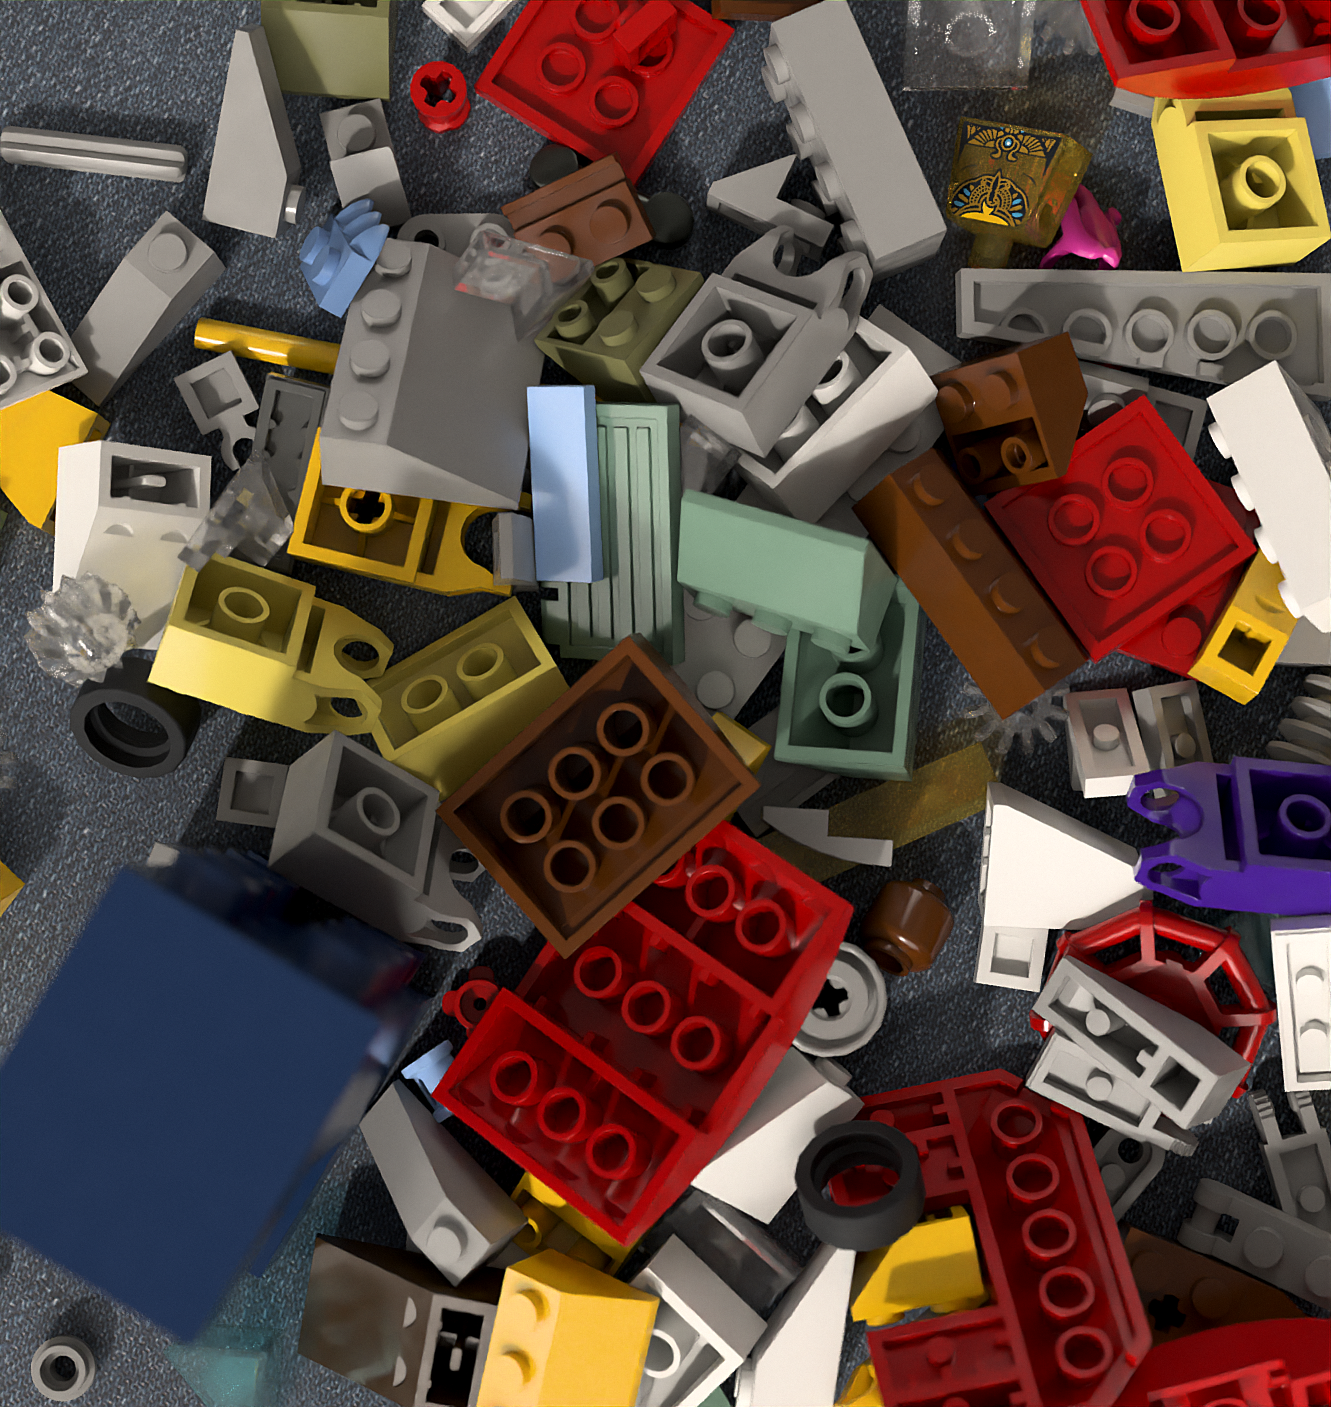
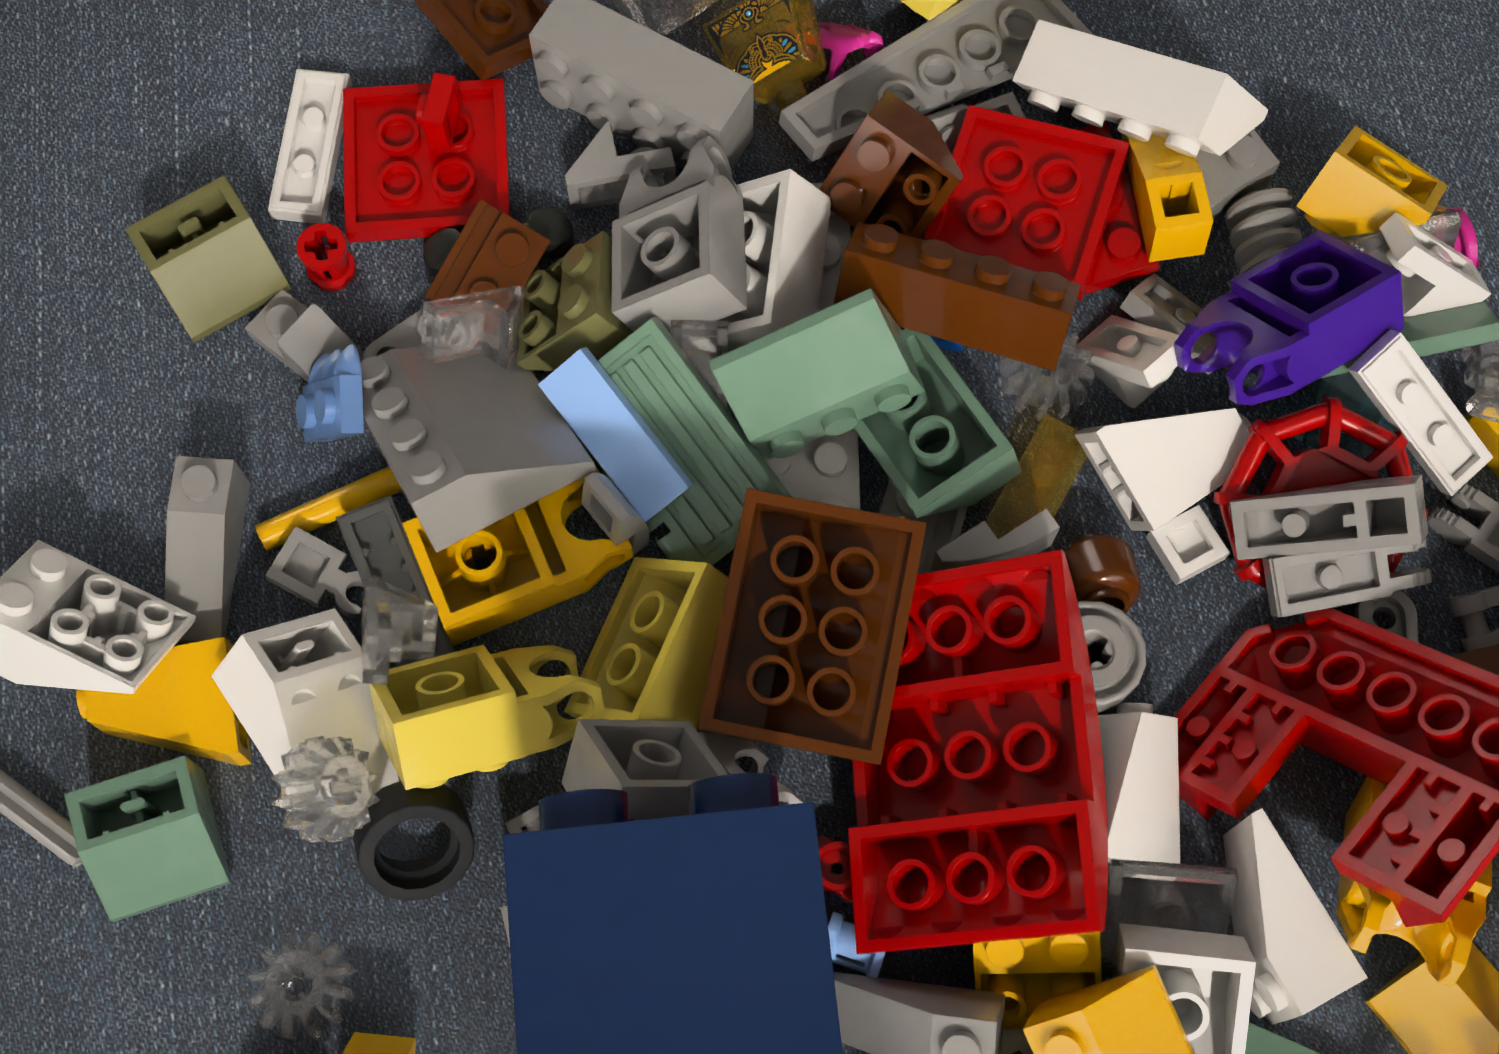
camera: 35 degrees left, 15 degrees down
(93, 153) = (91, 469): light grey axle -> none
(254, 151) = (218, 383): light grey slope -> none
(869, 1224) = (1250, 792): black tyre -> none
(924, 1268) = (1316, 796): yellow slope -> none

